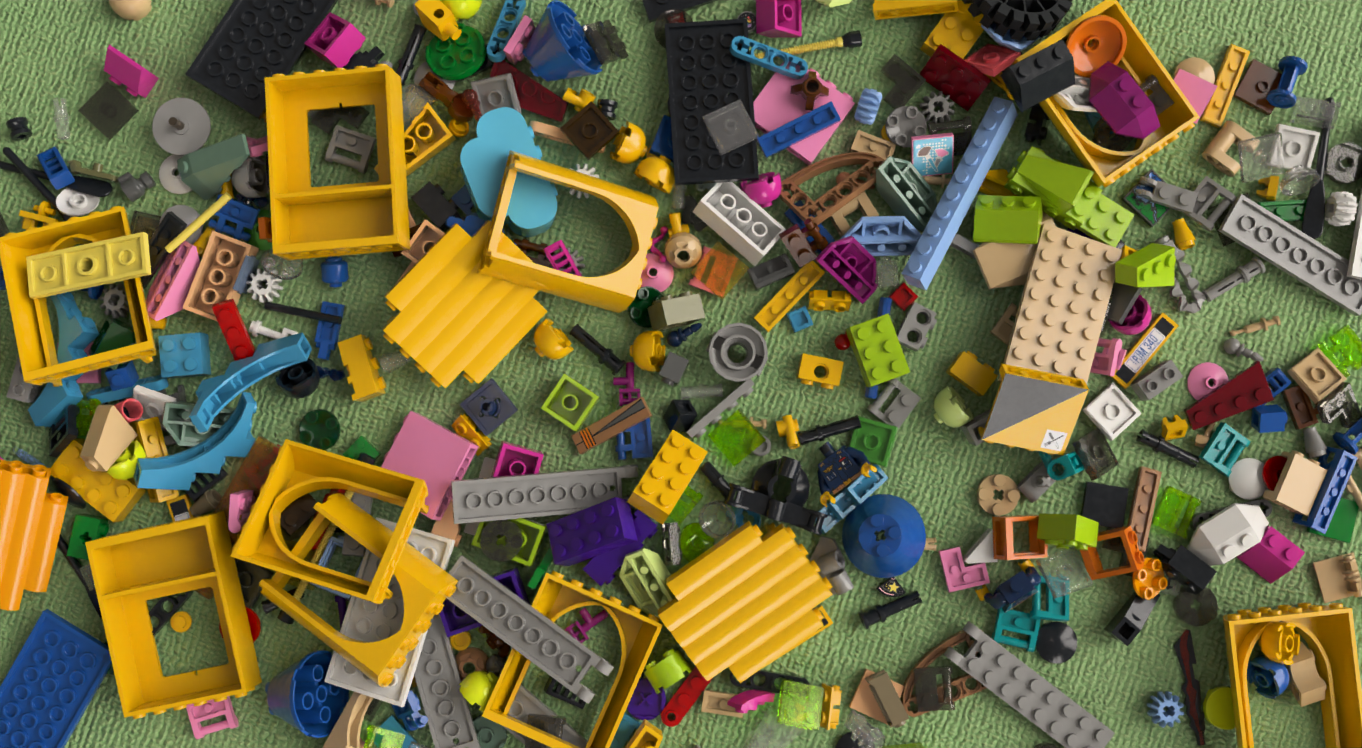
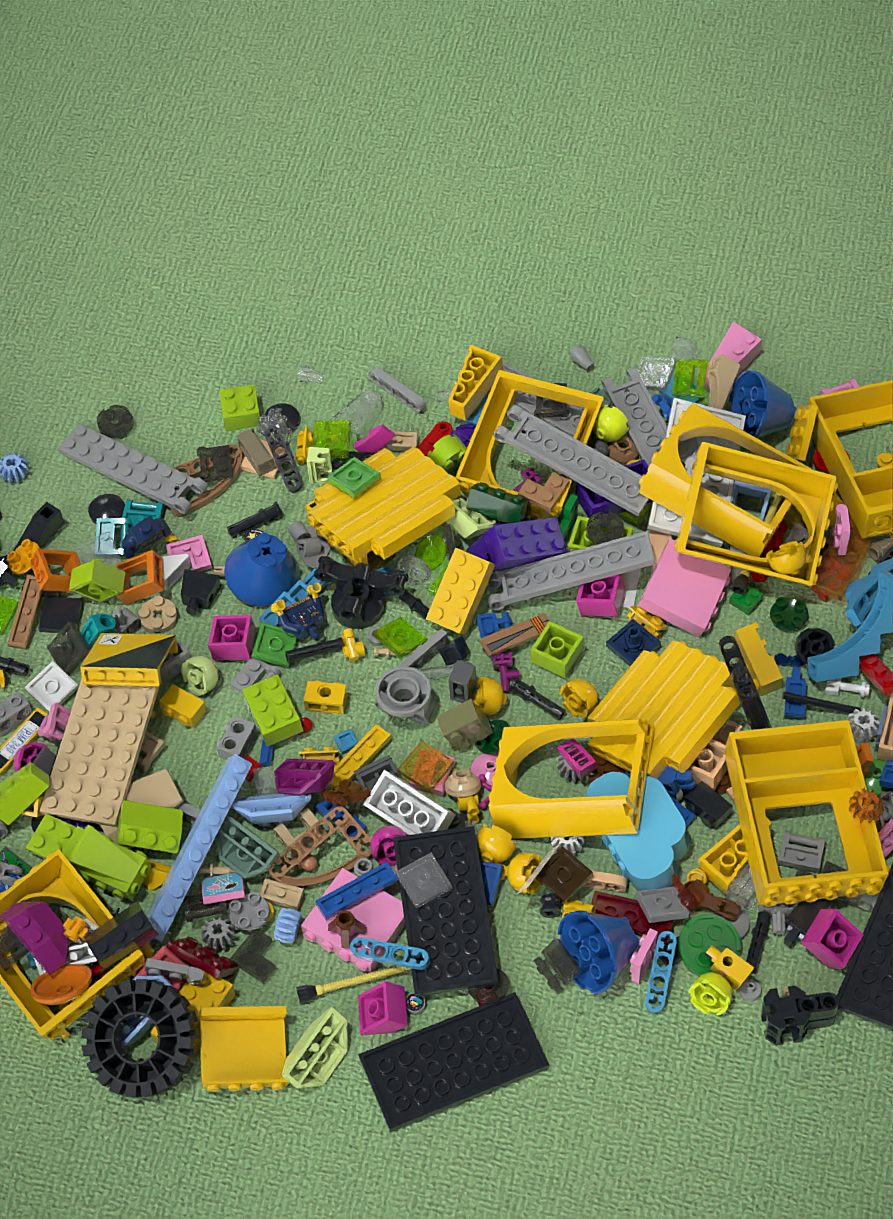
camera: 175 degrees right, 30 degrees down
(264, 653) = (802, 432): none -> yellow plate
(268, 137) = (873, 808): none -> clear orange gear
(305, 472) = (788, 558): none -> yellow cylinder
(372, 293) = (744, 685): none -> black piece
(563, 586) = (547, 495): none -> medium nougat plate
(614, 135) = (537, 870): none -> white sticker
(618, 584) = (497, 503): none -> dark green brick
(777, 632) = (354, 477): none -> bright green plate
(791, 154) = (363, 866): none -> light grey cone
(818, 671) = (319, 463): none -> yellowish green hinge
(859, 685) = (282, 459): none -> black beam
(918, 450) = (232, 637): none -> dark pink brick
(954, 518) = (199, 590): none -> black torso
(983, 47) = (174, 971): none -> light grey hinge
(1083, 93) = (76, 929): none -> light orange gear

